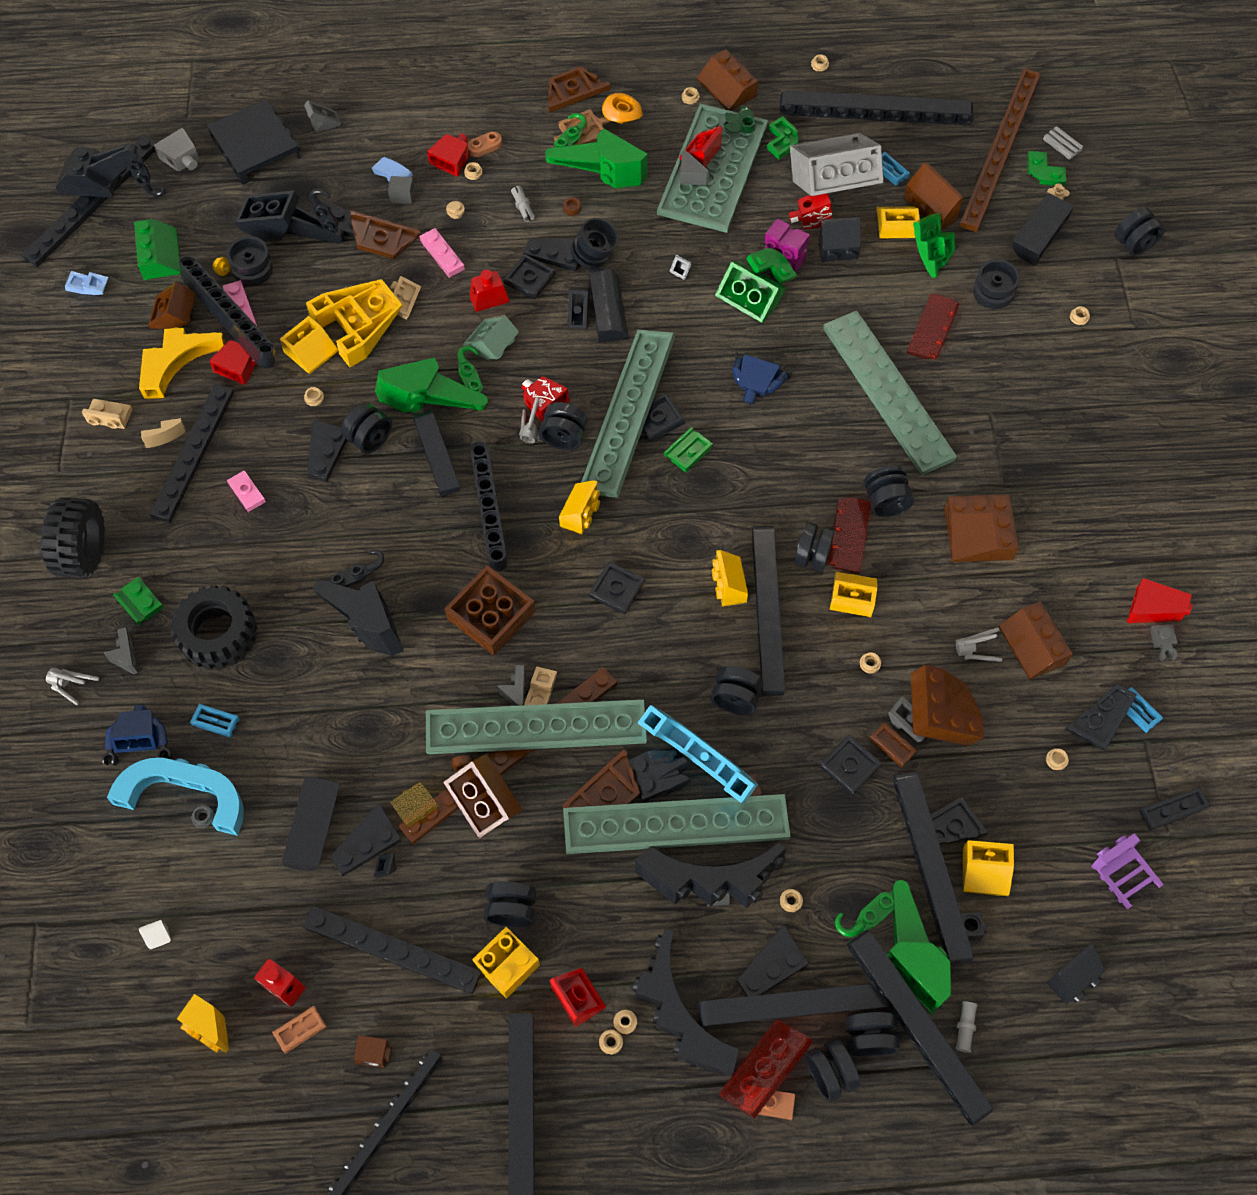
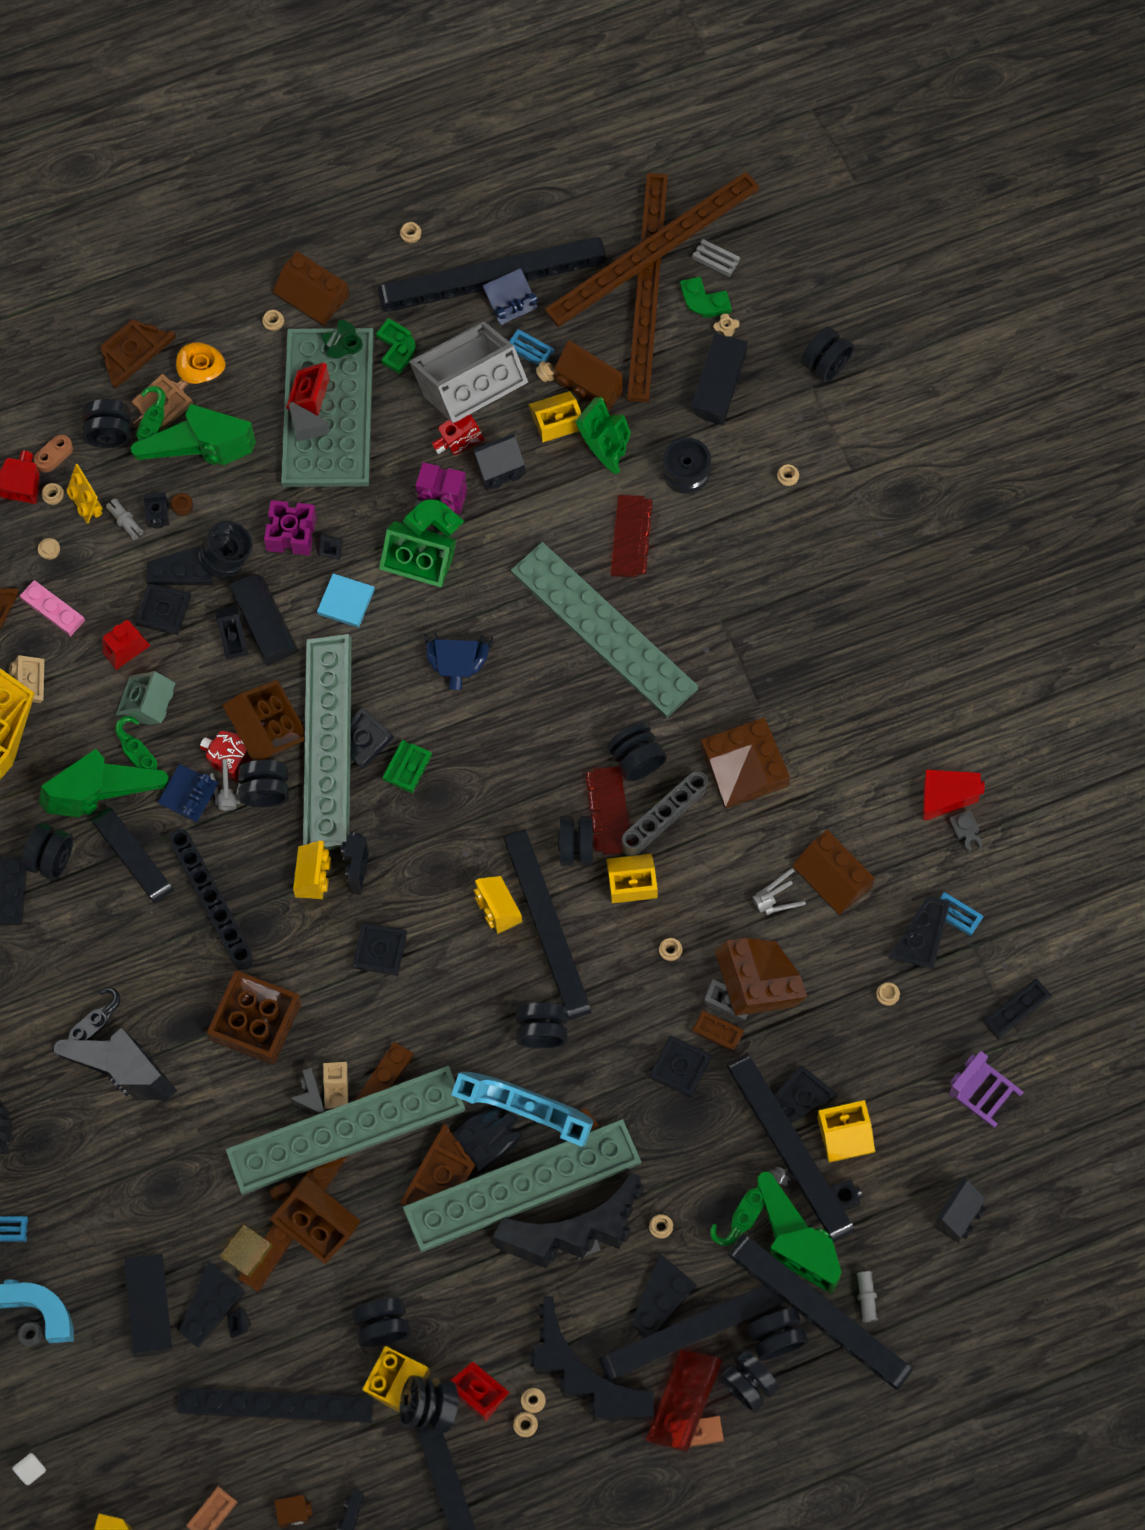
camera: 15 degrees left, 5 degrees up
(277, 982) = (175, 1475): red torso -> none
(496, 177) = (83, 495): none -> yellow hinge
(499, 418) = (188, 793): none -> dark blue hinge
(526, 992) = (428, 1403): none -> black wheel
(532, 129) = (106, 423): none -> black wheel
(550, 203) = (156, 510): none -> black brick
(581, 376) = (265, 721): none -> reddish brown slope
(620, 509) = (355, 856): none -> black plate
(652, 243) = (290, 527): none -> magenta brick
(679, 310) = (345, 600): none -> medium azure tile
(886, 125) = (510, 296): none -> dark blue hinge
(898, 186) = (545, 371): none -> tan plate
(902, 541) = (667, 804): none -> dark grey beam
(916, 889) = (781, 1175): none -> dark grey plate
(1012, 120) = (651, 249): none -> reddish brown plate

